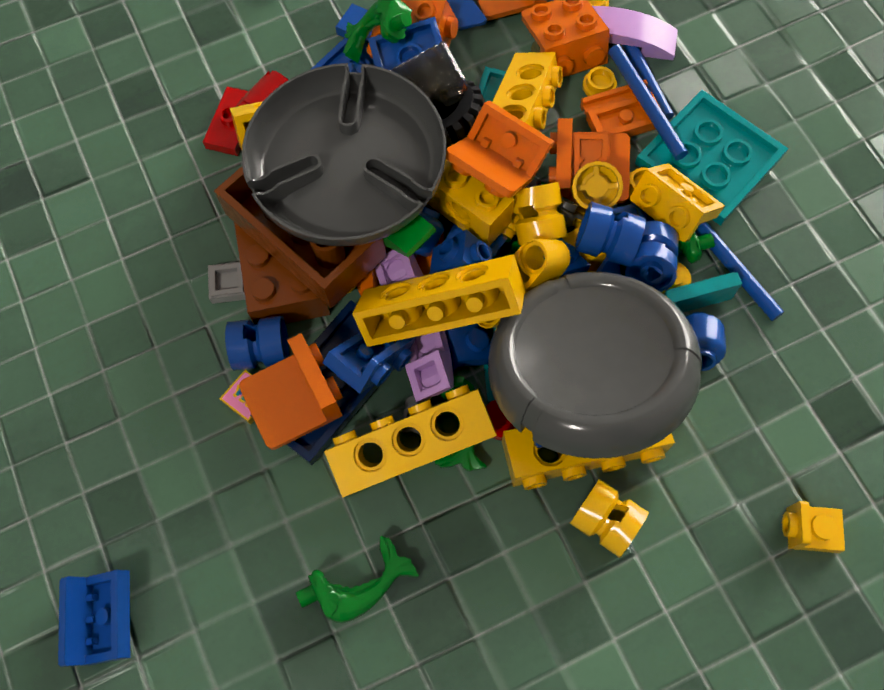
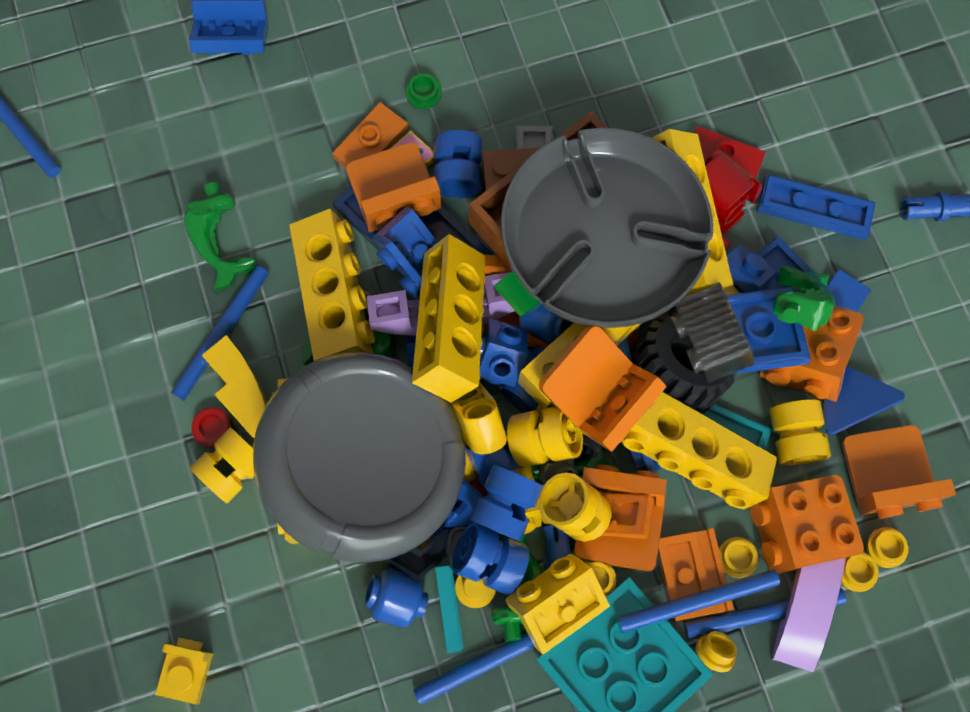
camera: 90 degrees right, 5 degrees up
(172, 393) = (423, 91): none -> green plate
(230, 440) = (373, 135): none -> orange plate
(277, 42) = (816, 207): none -> blue tile
(465, 561) = (221, 329): none -> blue bar
(488, 42) = (799, 432): none -> yellow wheel
(531, 518) = (242, 391): none -> yellow slope
(567, 549) = (210, 425): none -> red tile
(681, 90) = (717, 651): none -> yellow plate

